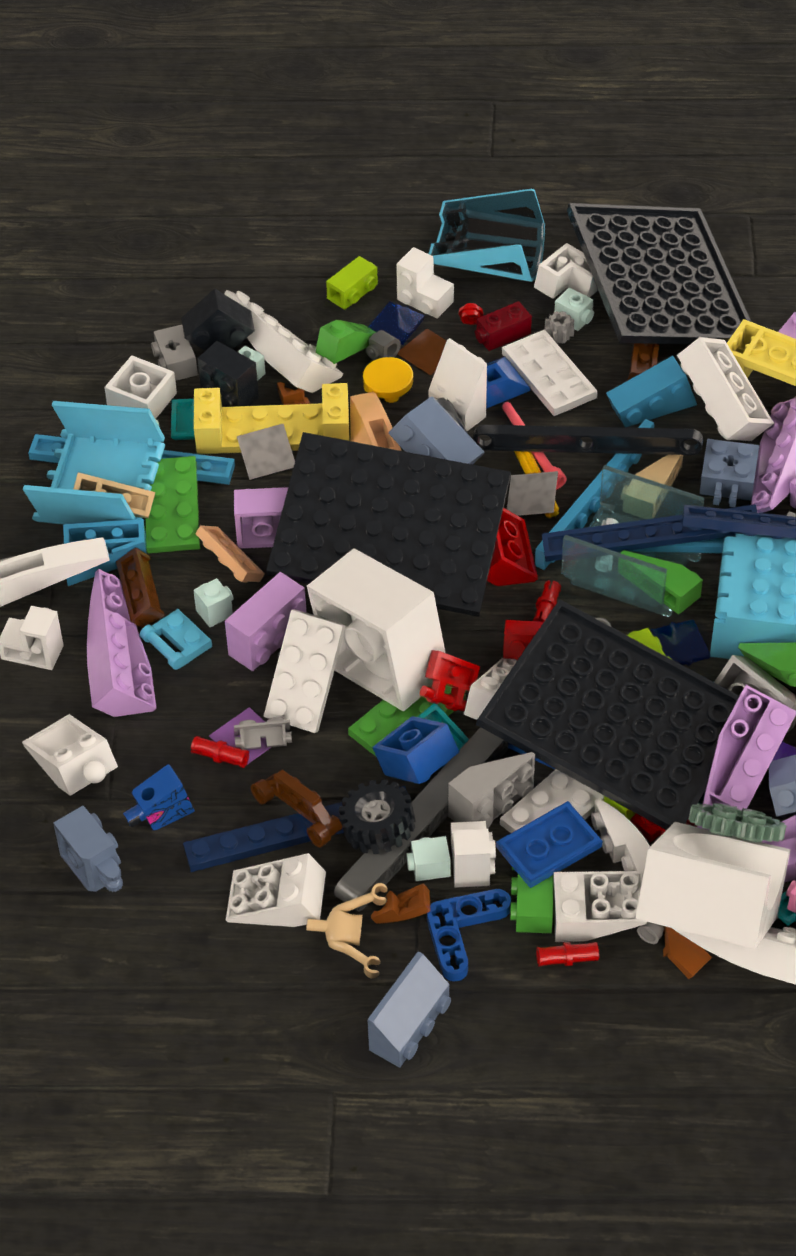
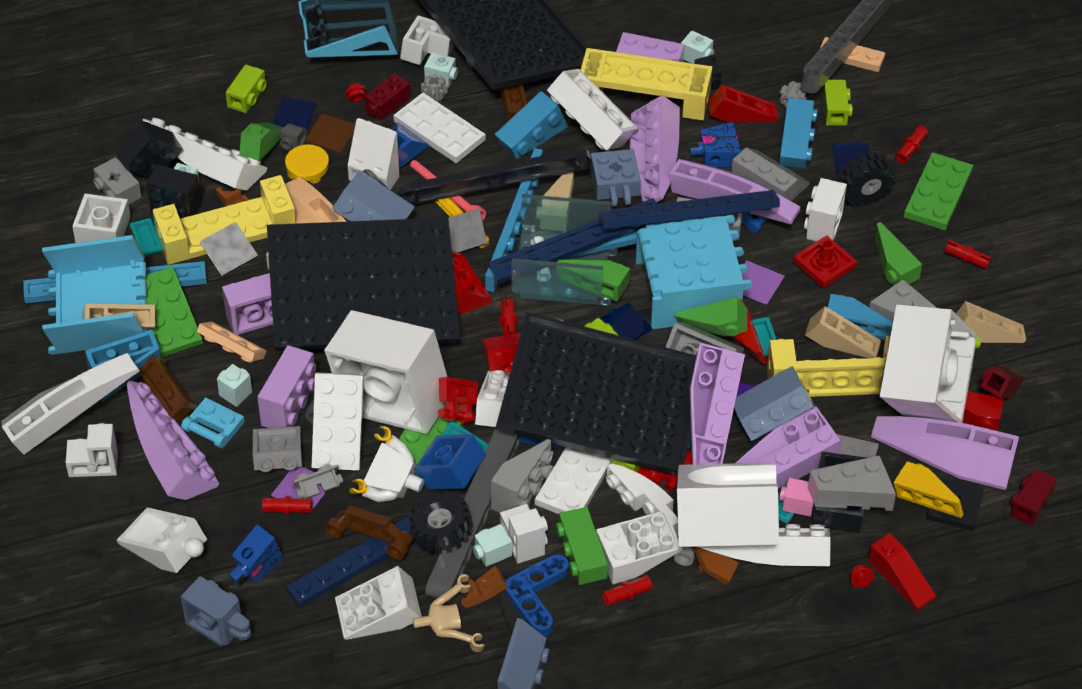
camera: 20 degrees left, 0 degrees up
(232, 685) = (277, 448): none -> light grey plate
(344, 744) = (390, 471): none -> white torso
(420, 287) = (306, 80): white brick -> none
(549, 844) = (584, 508): blue tile -> none
(731, 821) = (728, 452): sand green gear -> none

